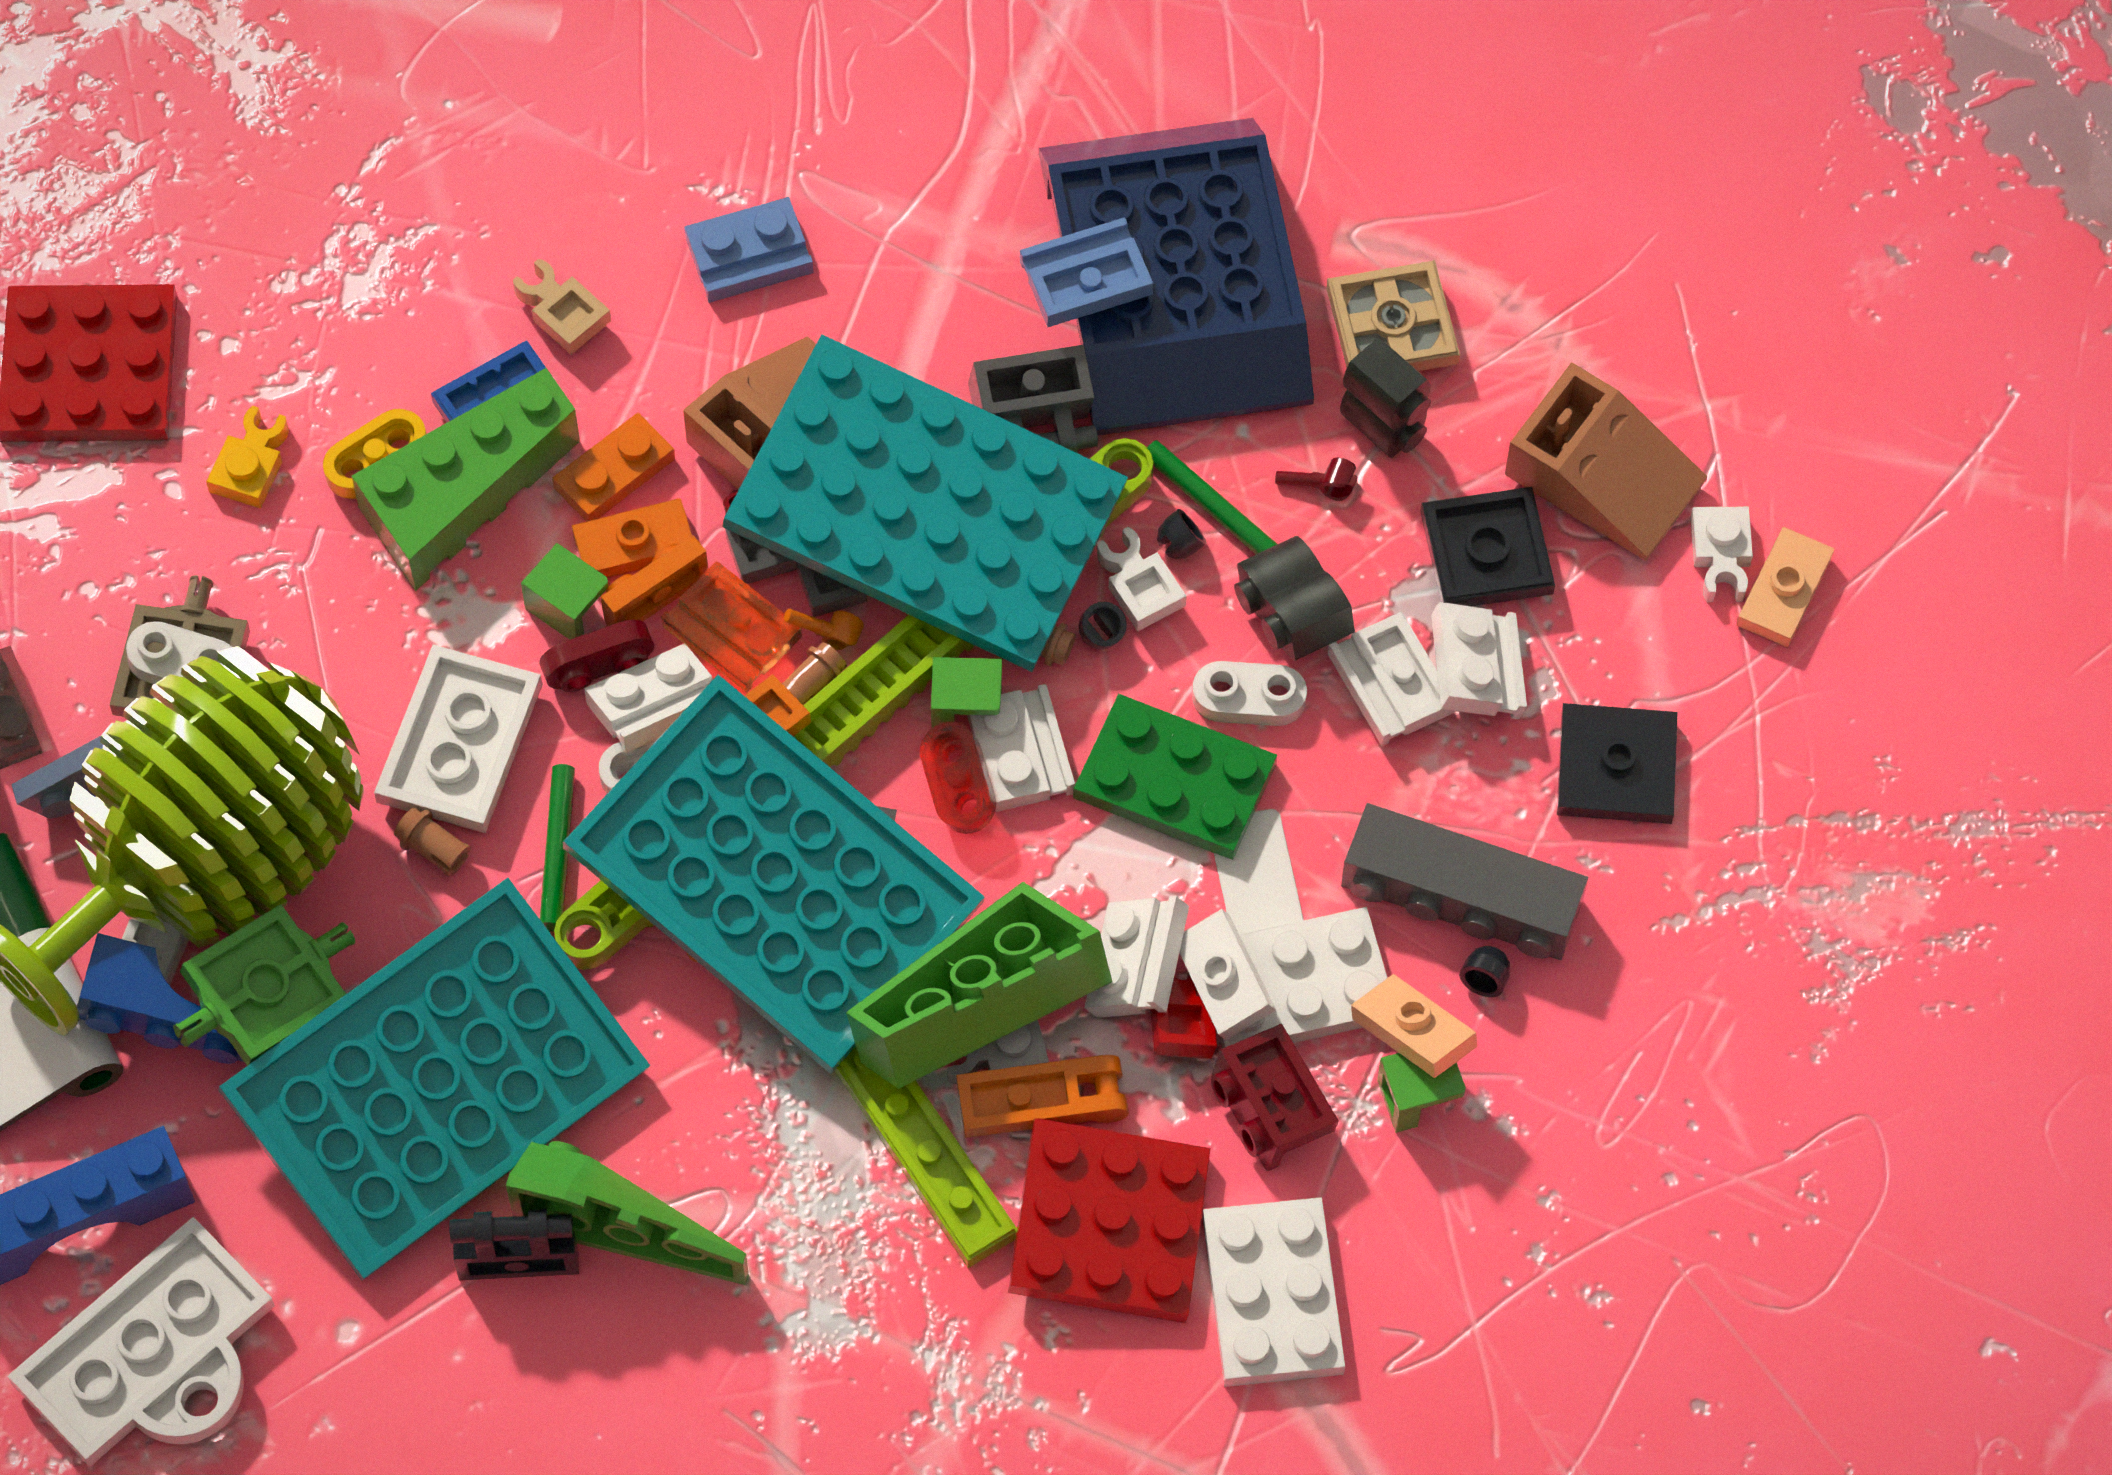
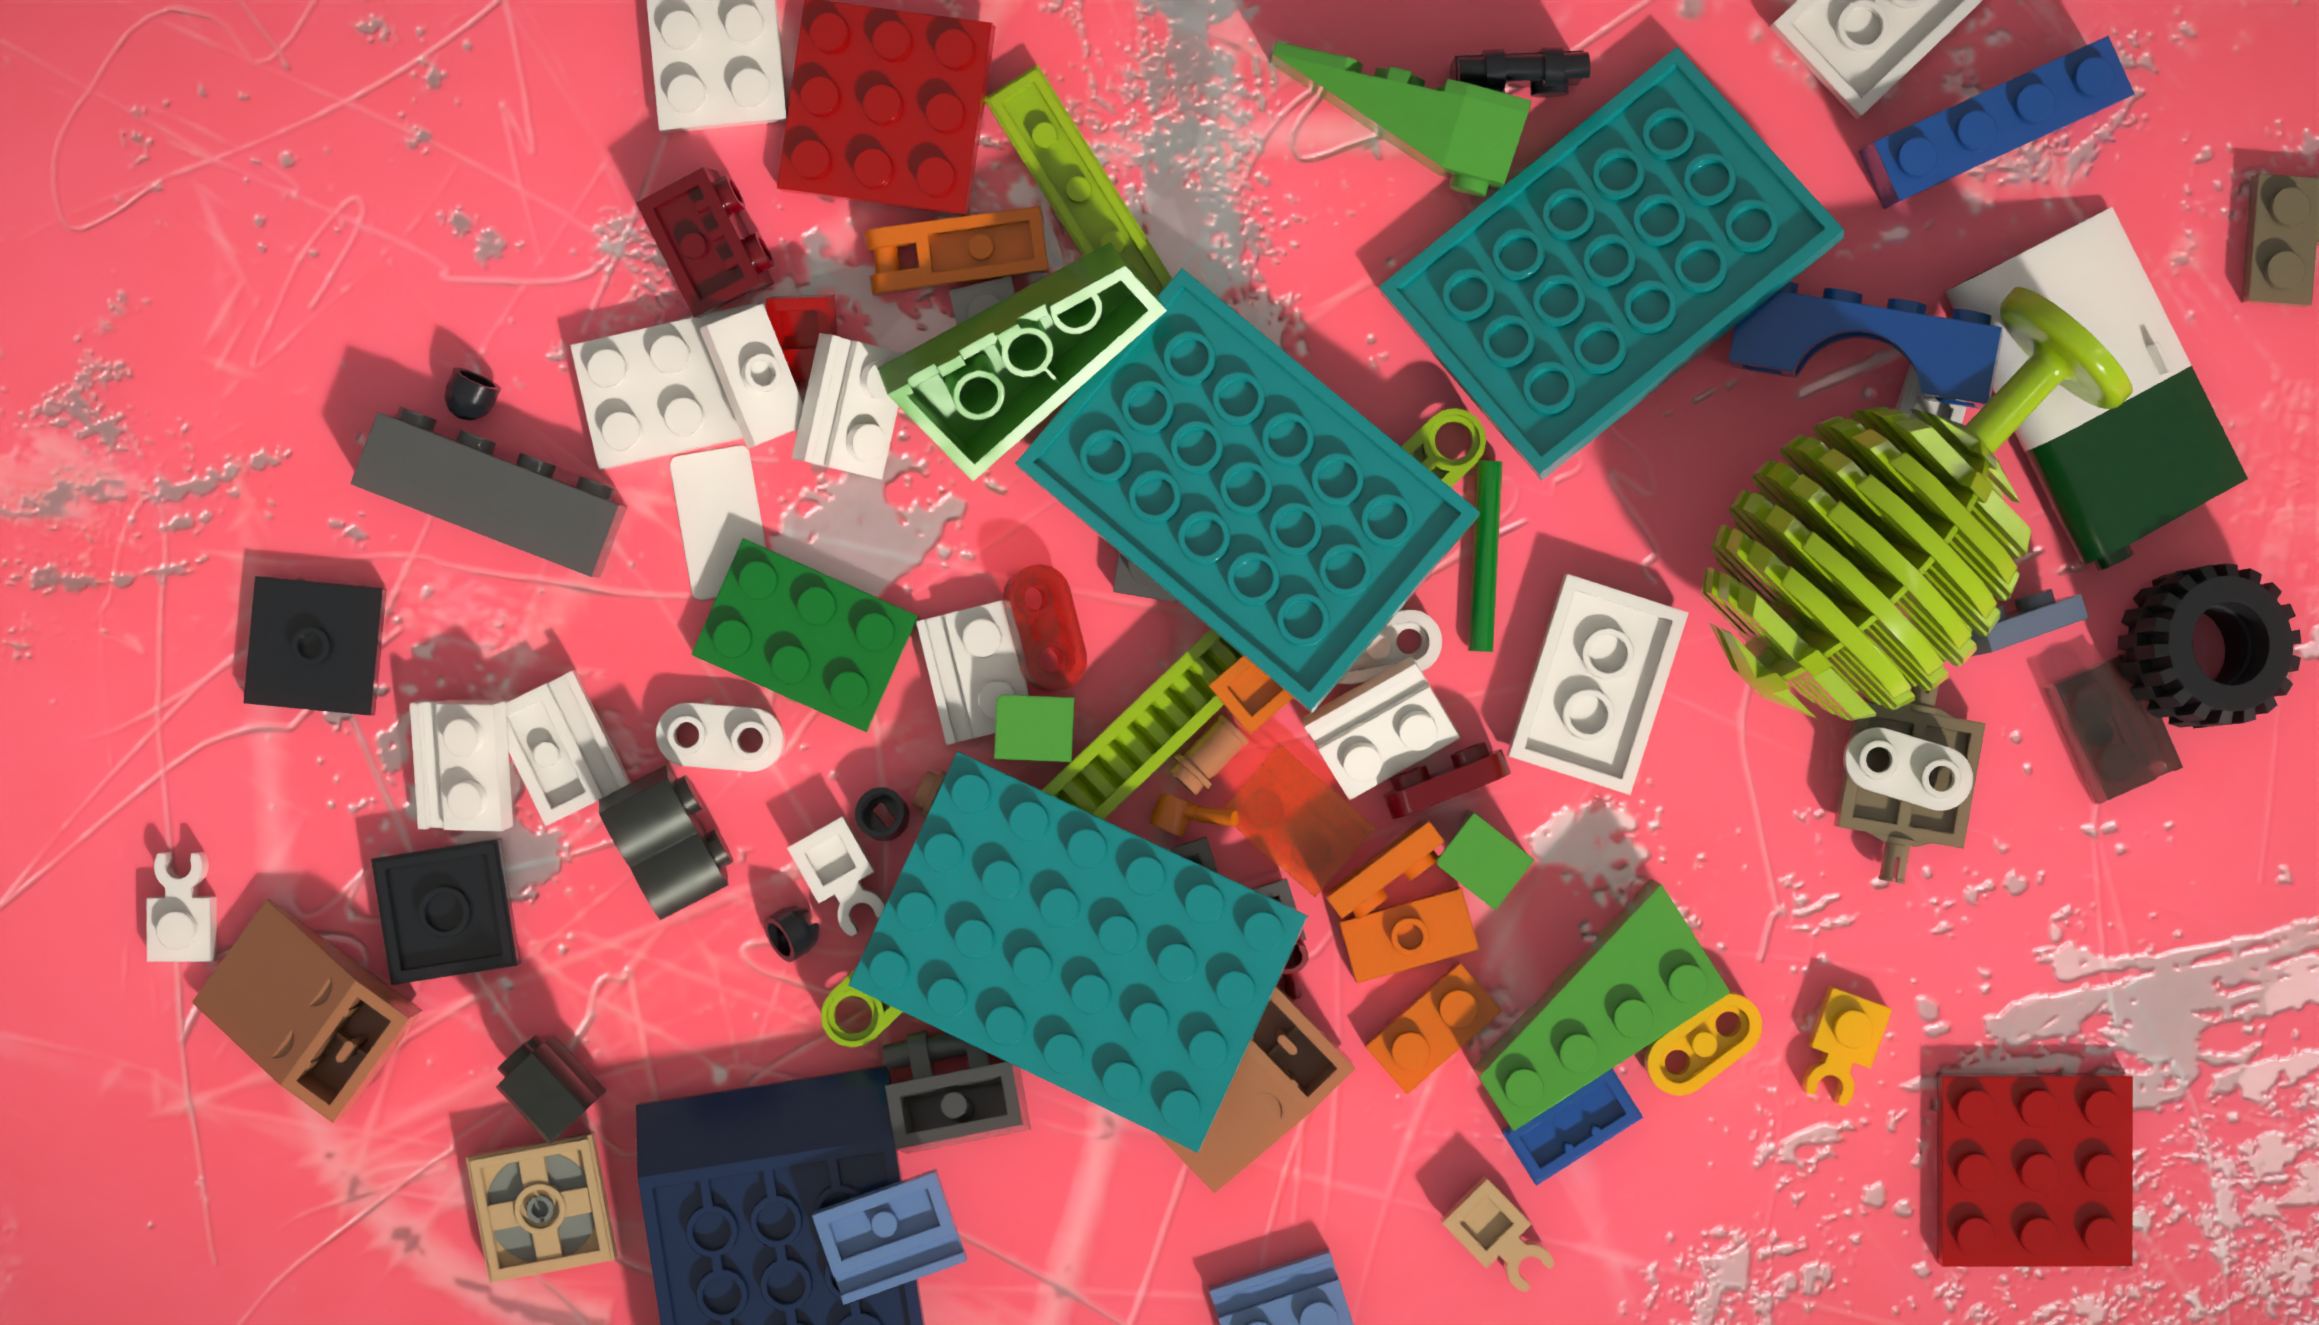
camera: 175 degrees right, 25 degrees up
(262, 983) = (1801, 349): bright green plate -> none
(431, 841) = (1622, 559): nougat pin -> none
(1209, 499) = (757, 979): green bar -> none
(1334, 483) = (614, 1001): dark red hand -> none
(1410, 1089) = (545, 253): bright green panel -> none
(1414, 1025) = (549, 305): light nougat plate -> none
(1785, 586) = (112, 864): light nougat plate -> none

